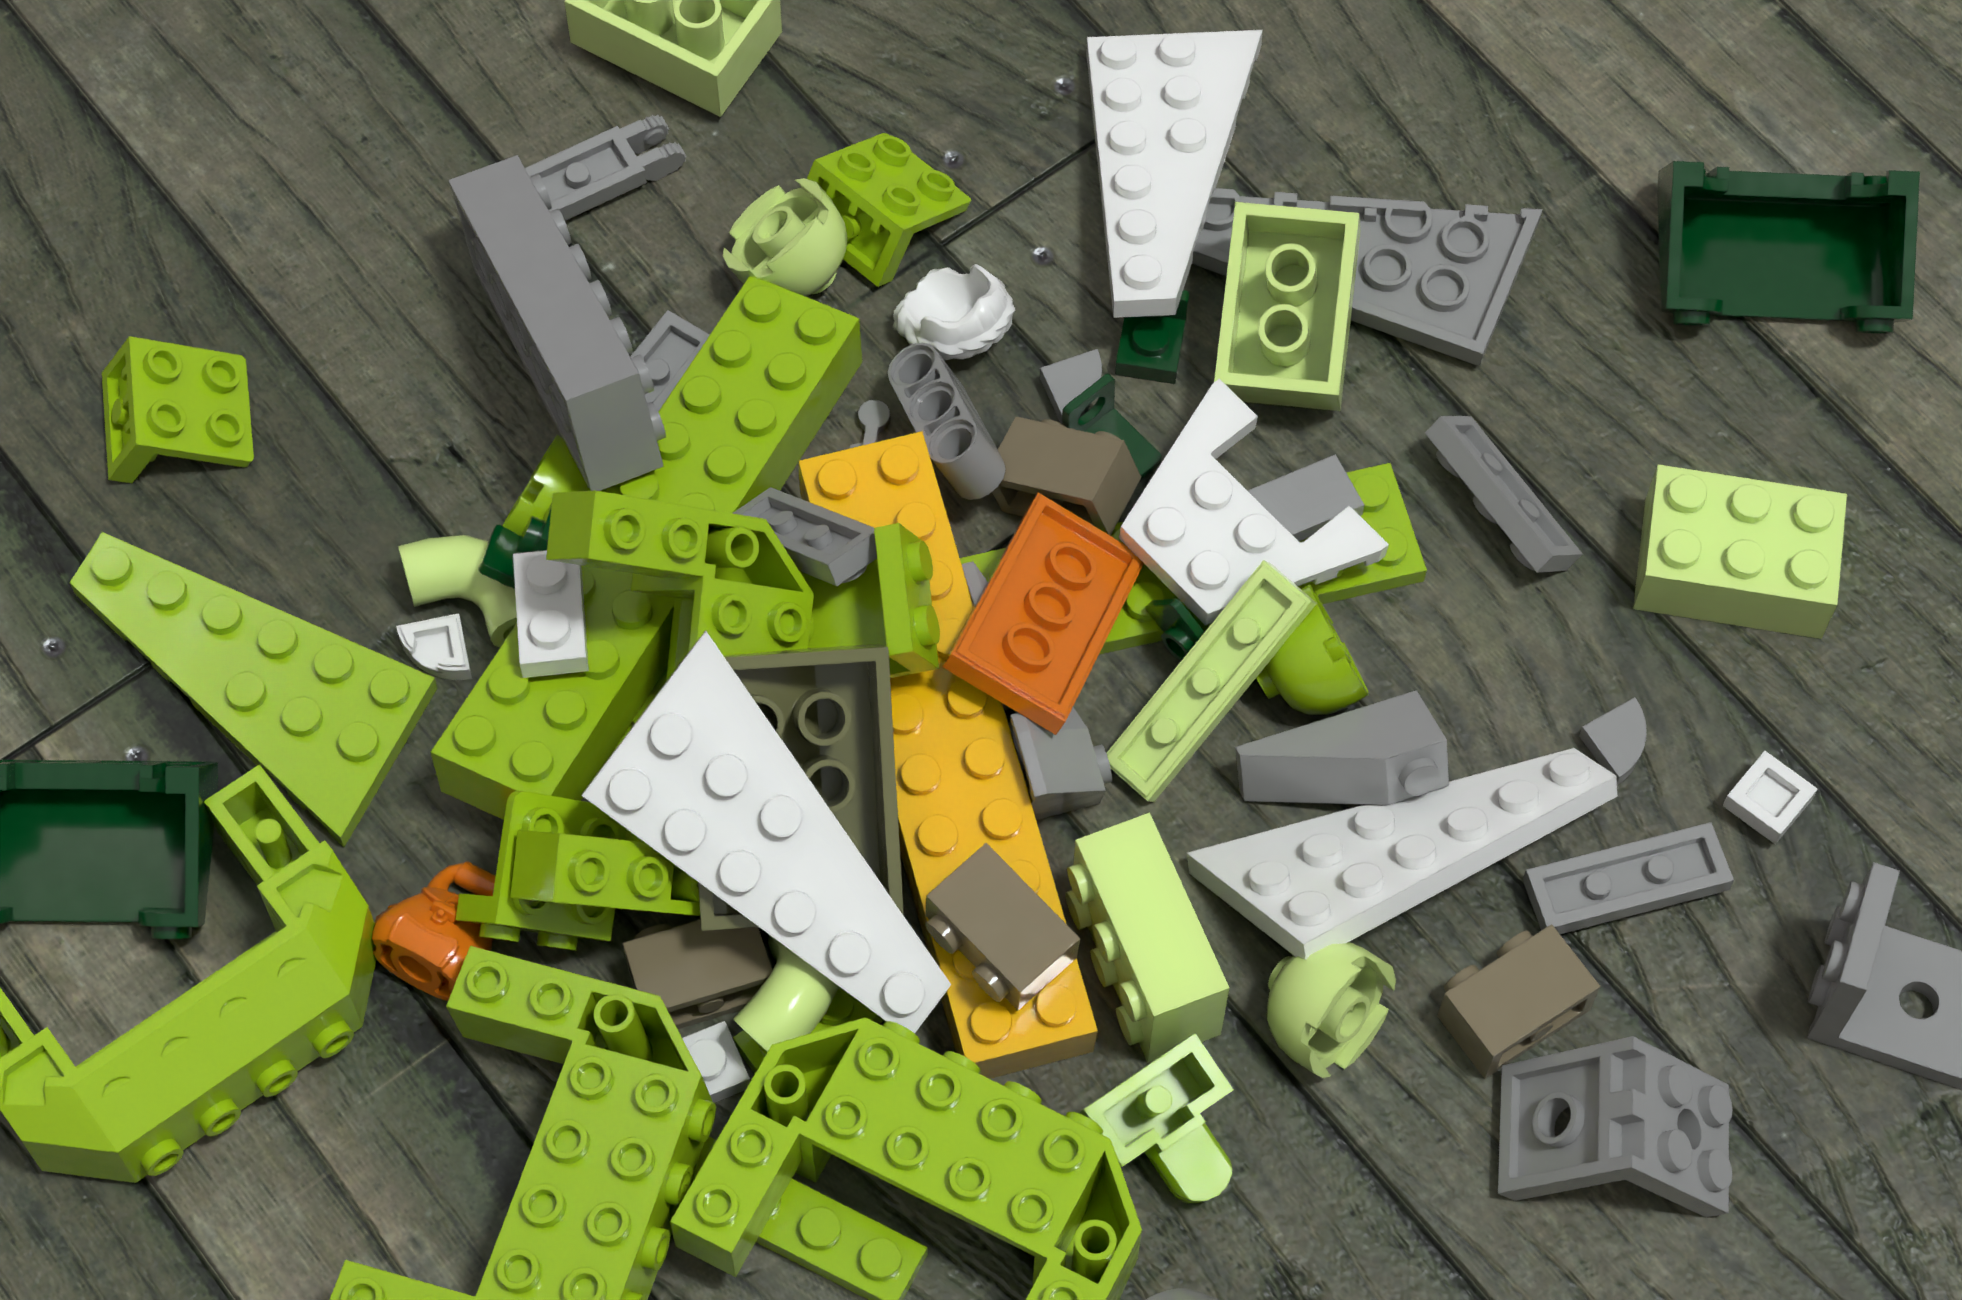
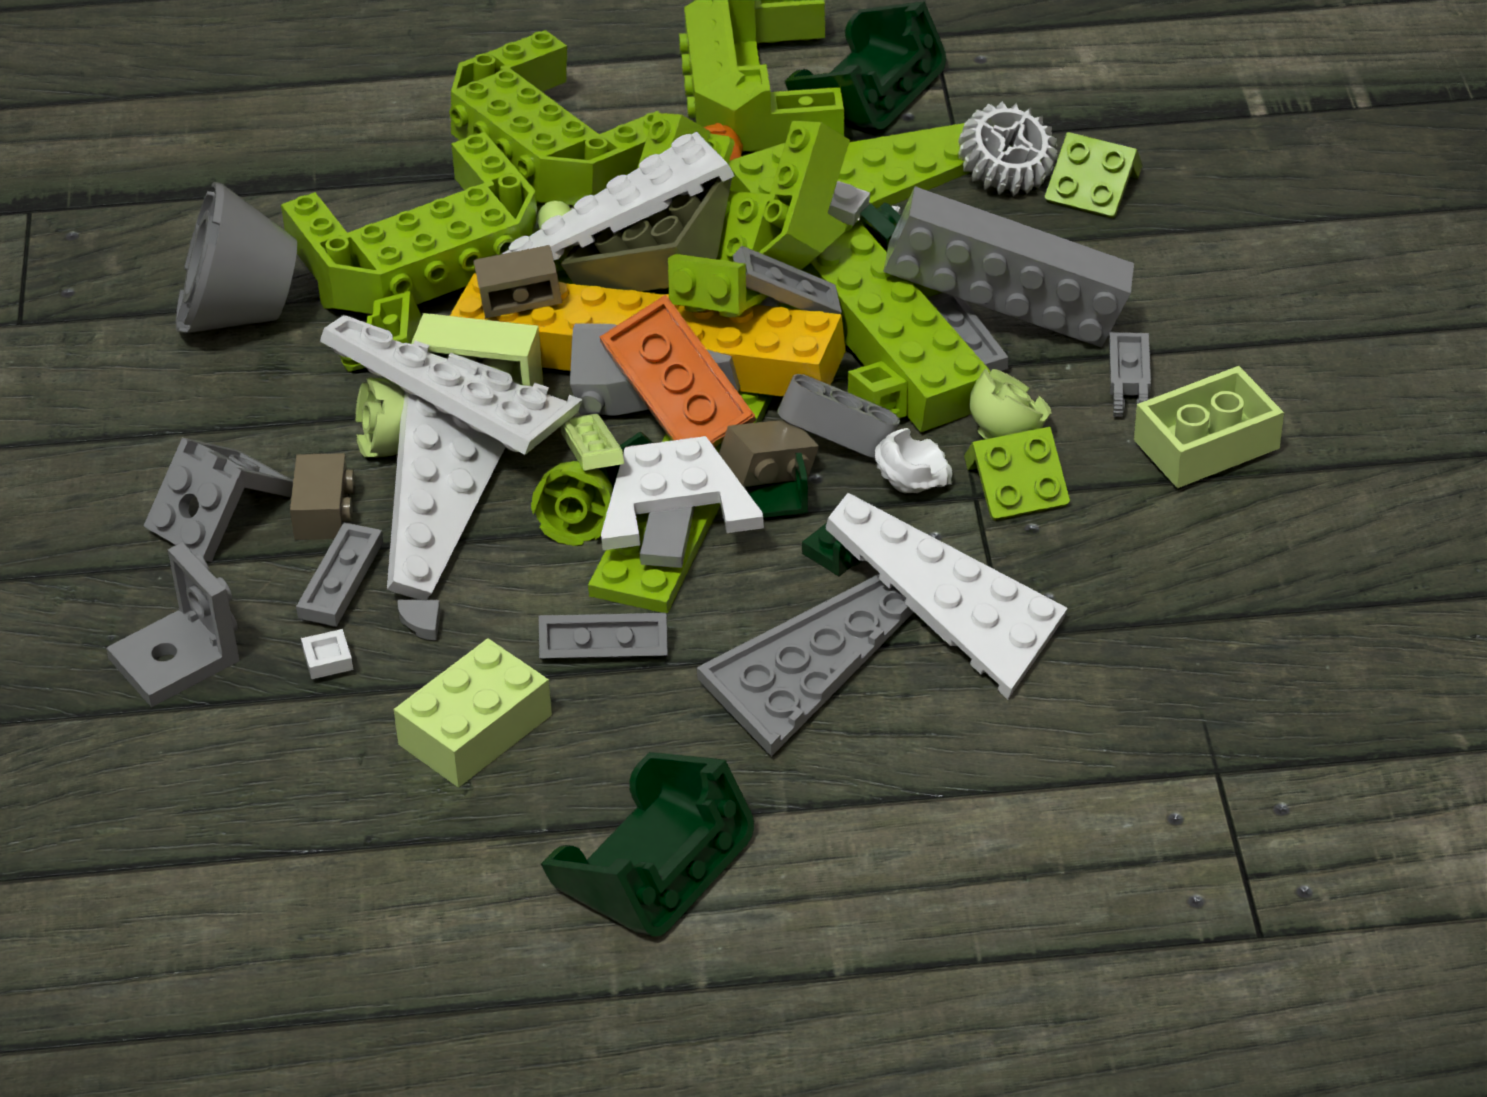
camera: 125 degrees right, 20 degrees down
(160, 532) = (994, 131): none -> white gear
(846, 400) = (880, 386): none -> lime brick
(1070, 378) = (827, 498): light grey tile -> none
(1255, 870) = (455, 385): none -> white wing
(1288, 305) = (789, 574): yellowish green brick -> none
(1350, 758) = (498, 497): light grey slope -> none

